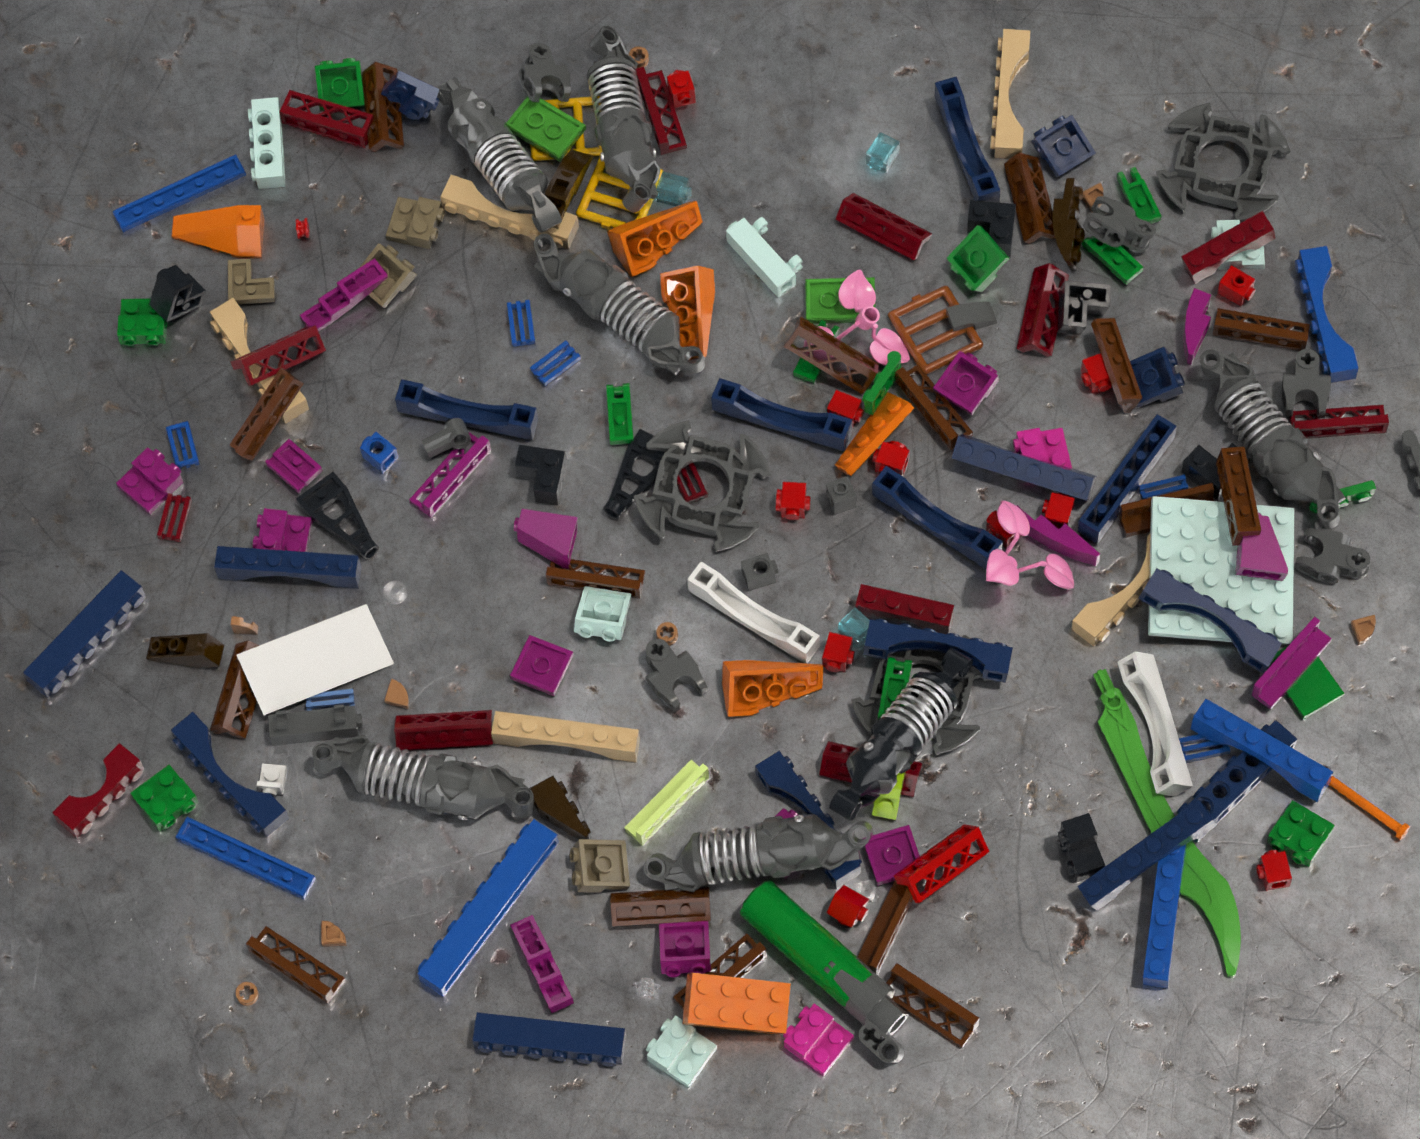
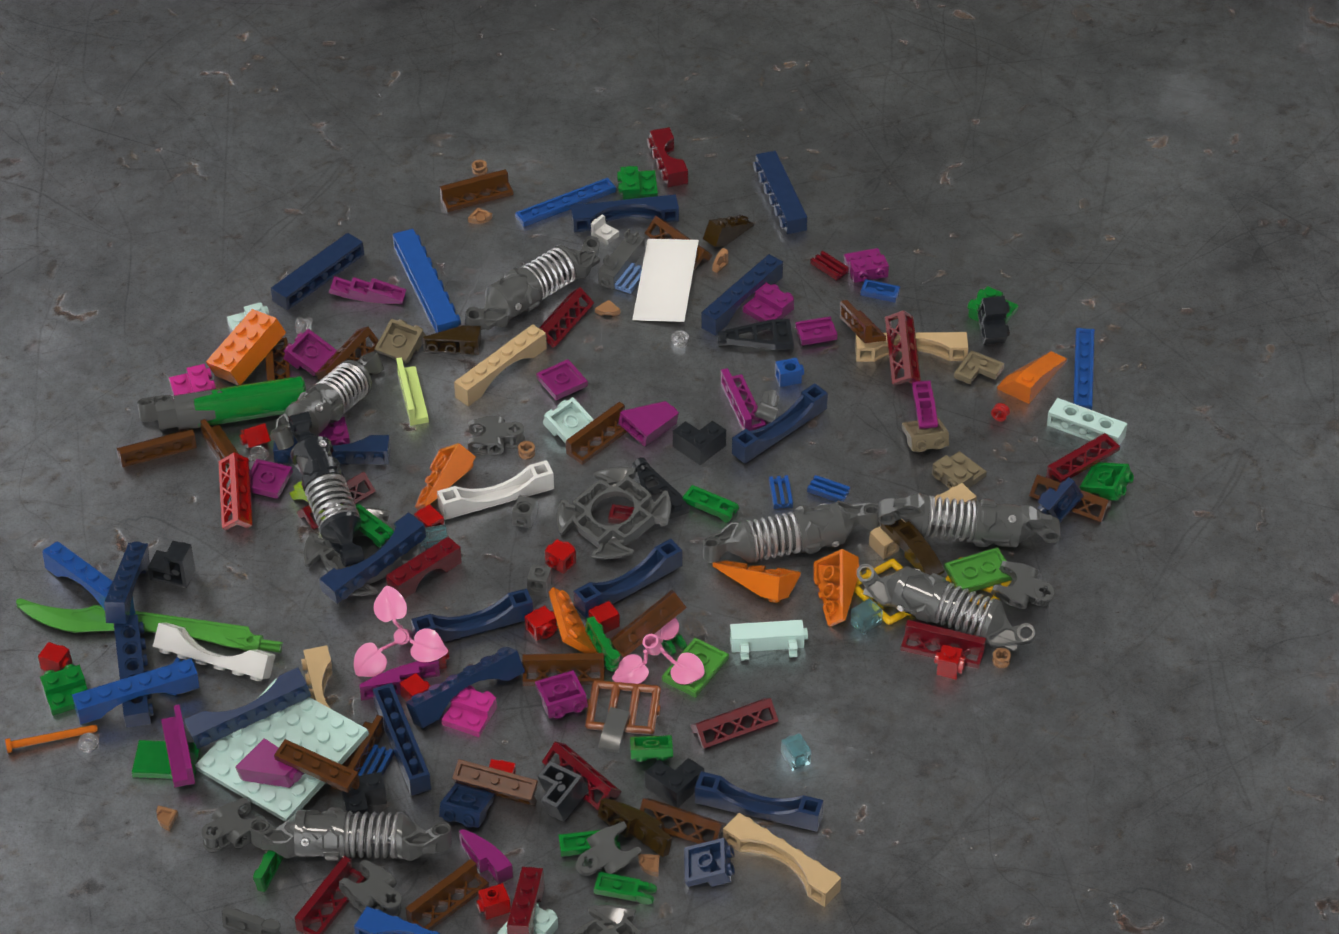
camera: 120 degrees right, 20 degrees down
(1345, 756) = (88, 742): none -> clear plate

